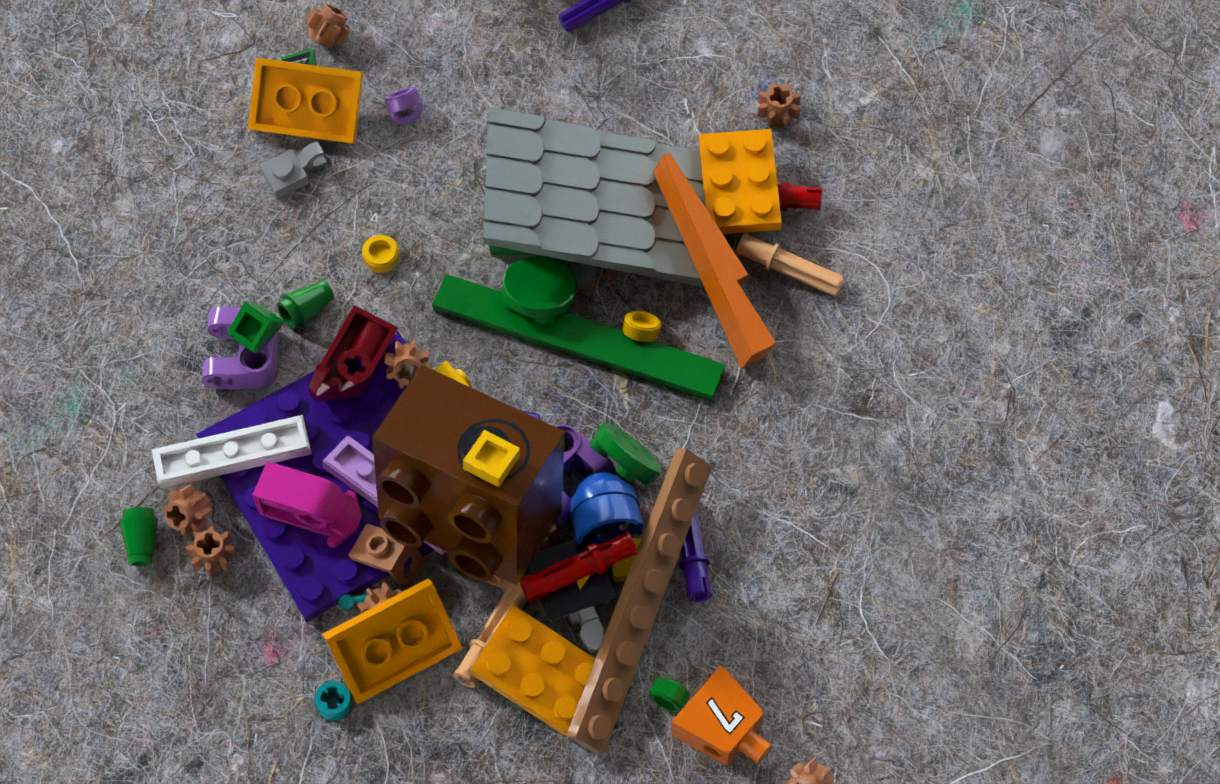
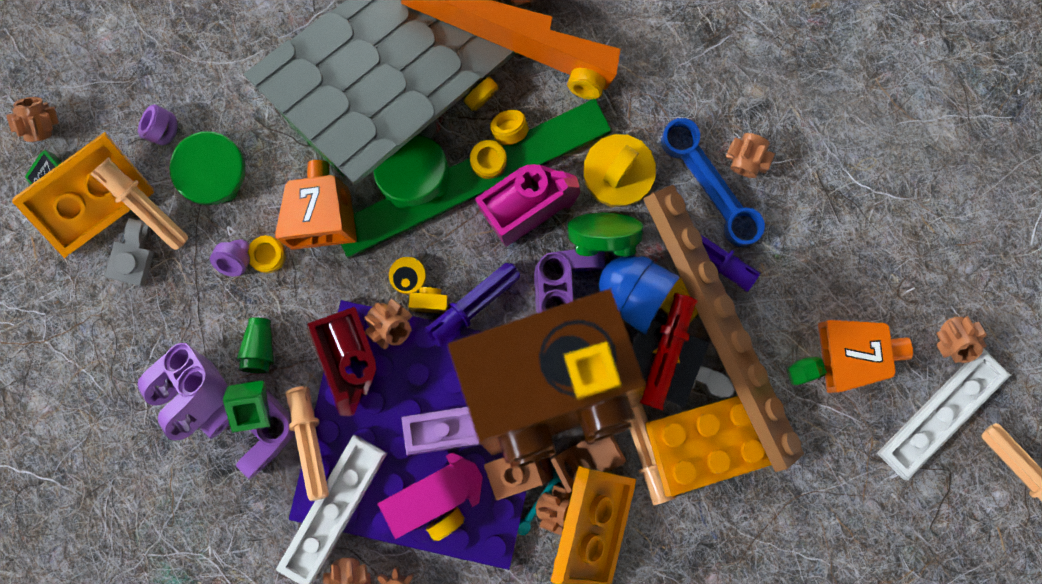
camera: 45 degrees left, 20 degrees up
(232, 283) = (196, 381): none -> medium lavender piece
(276, 378) = (304, 424): none -> light nougat axle
(296, 531) = (445, 524): none -> yellow tile
(335, 120) = (127, 191): none -> light nougat axle
(354, 230) = (231, 257): none -> medium lavender tile
(405, 161) = (207, 168): none -> green tile
(443, 252) = (316, 210): none -> orange torso
(455, 596) = (597, 455): none -> nougat bracket
(461, 355) = (407, 275): none -> yellow tile
(597, 383) = (517, 210): none -> dark pink piece
(601, 331) = (488, 159): none -> yellow tile
(646, 286) = (481, 94): none -> yellow tile
(689, 424) = (619, 170): none -> yellow tile
(728, 347) = (586, 83): none -> yellow tile
(747, 502) = (712, 182): none -> blue piece
(794, 506) = (750, 155): none -> nougat gear

